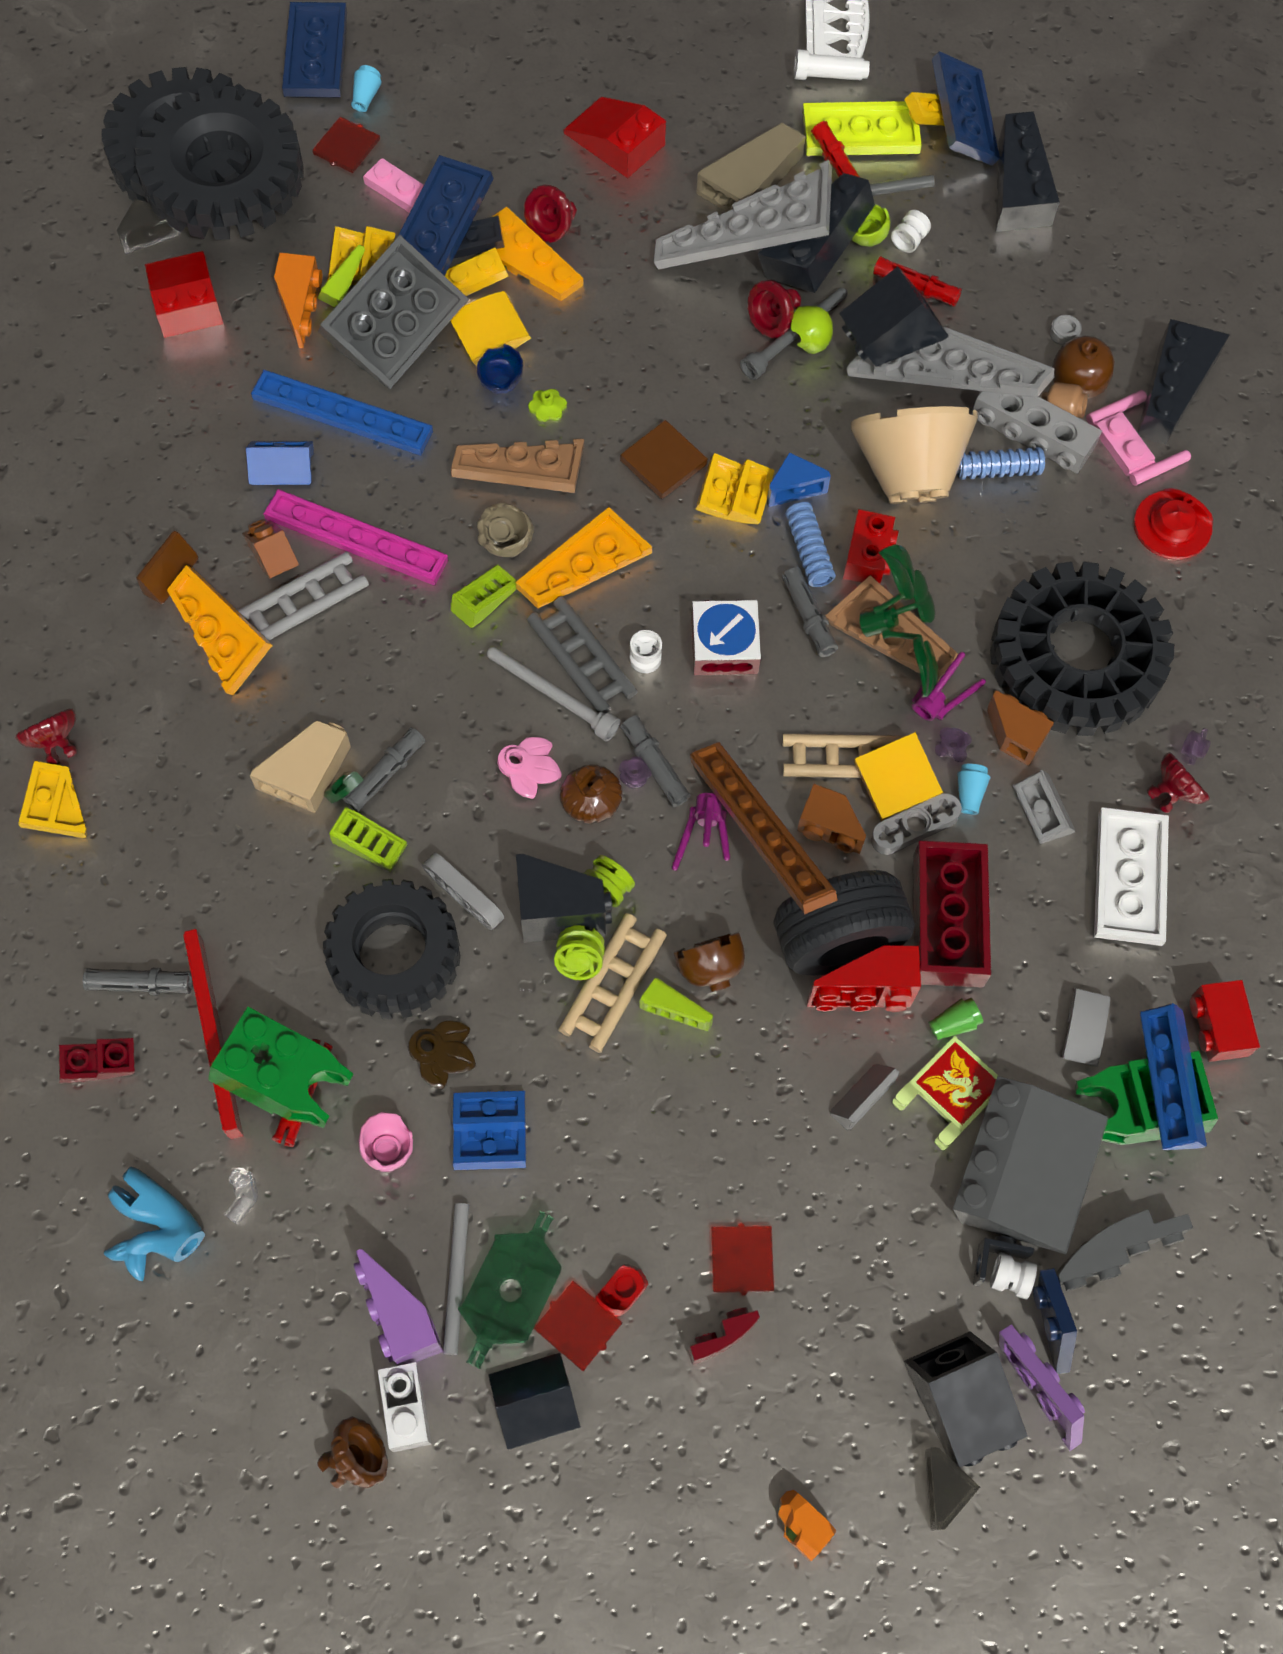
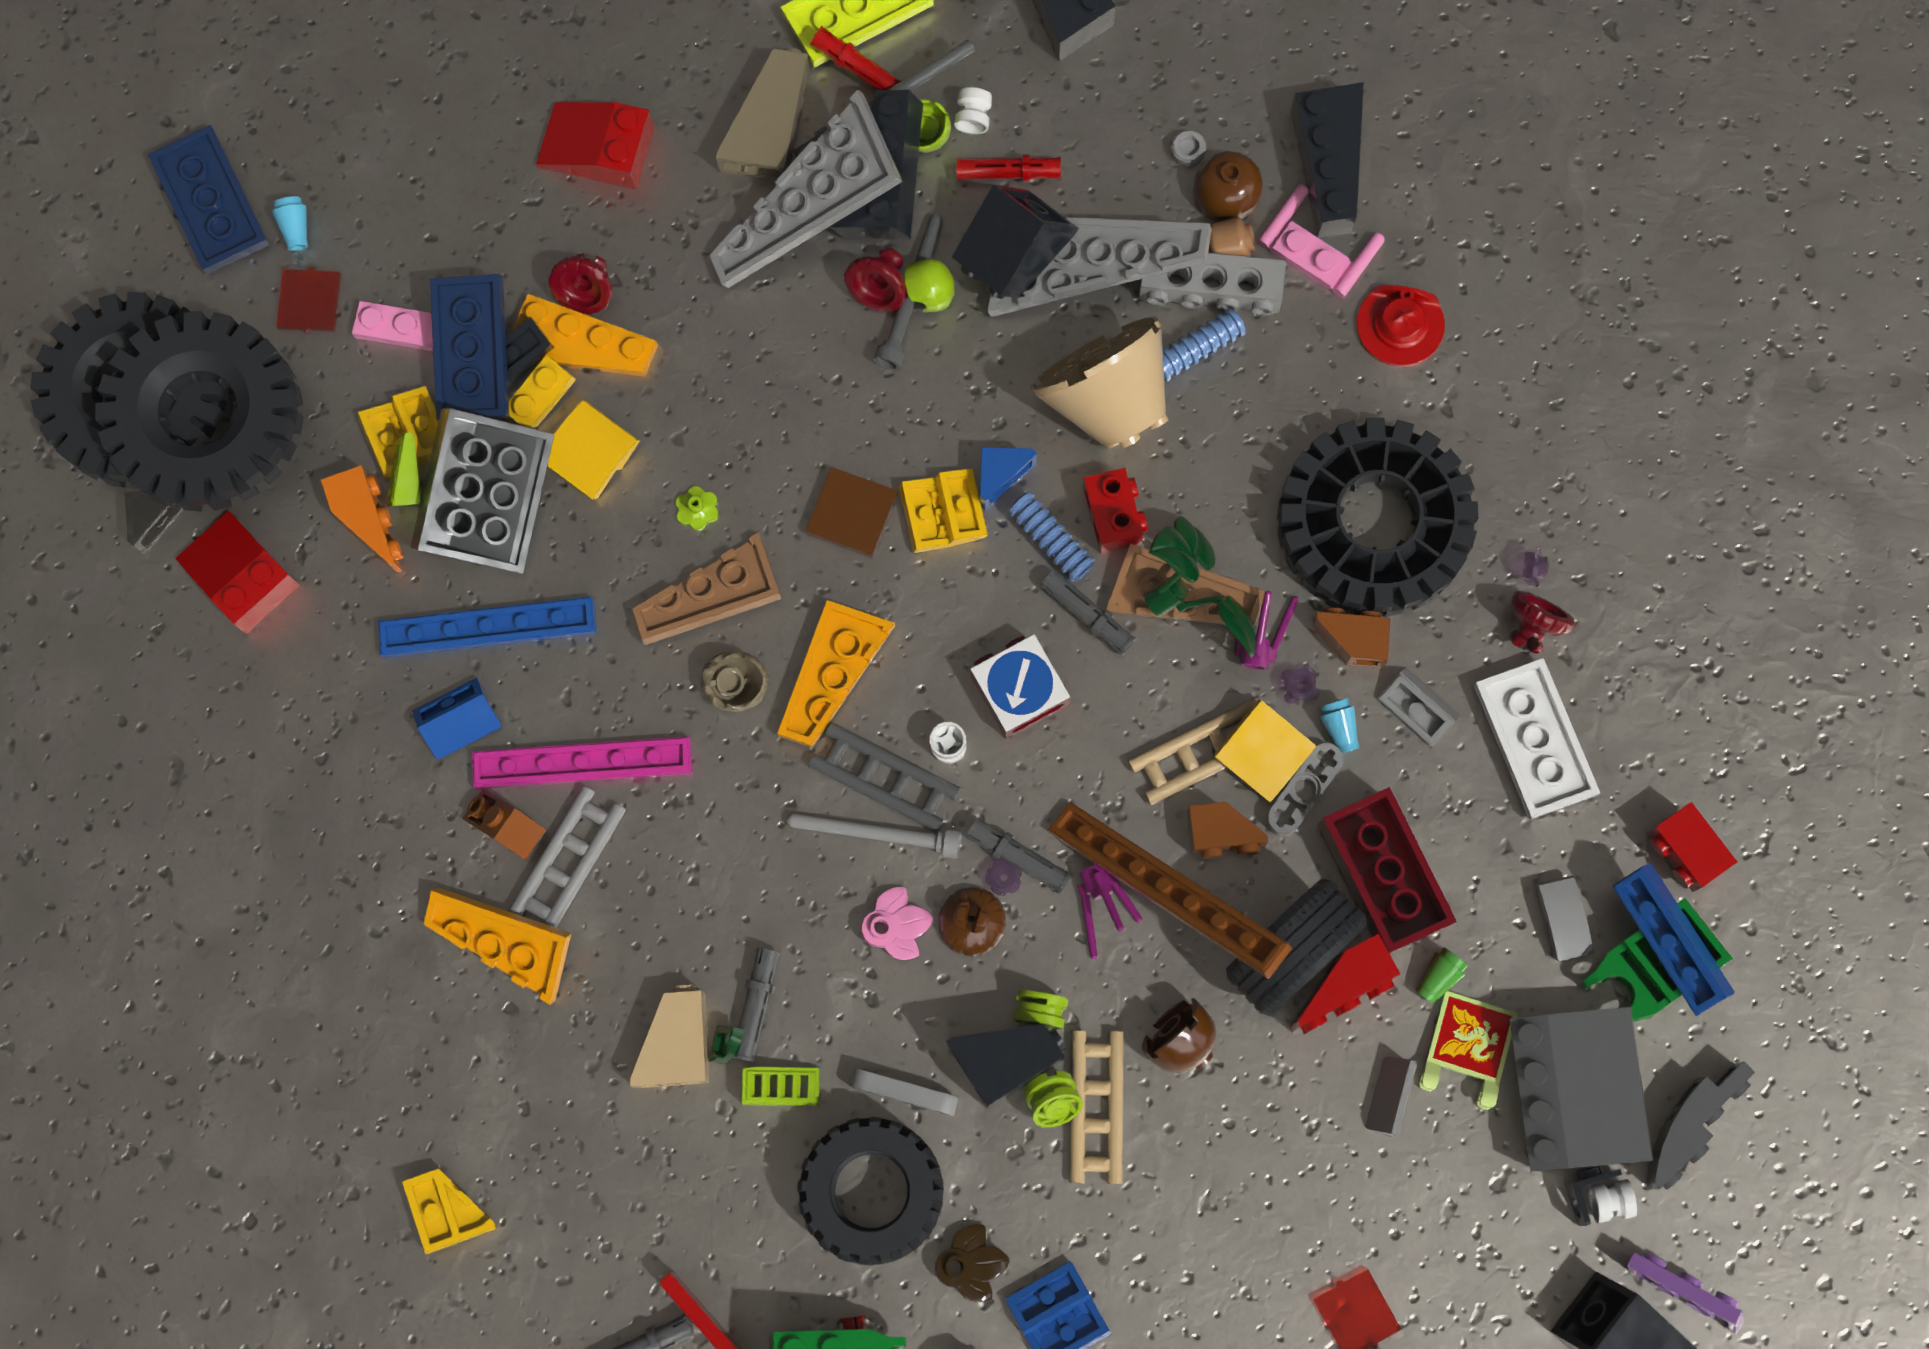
camera: 20 degrees left, 10 degrees up
(50, 734) = (400, 1144): dark red hair -> none
(165, 567) = (410, 900): reddish brown slope -> none
(472, 611) = (742, 789): lime slope -> none
(500, 369) = (629, 497): clear blue hair -> none
(671, 1004) = (1160, 1102): lime slope -> none
(1057, 1320) = (1672, 1224): dark blue wing -> none

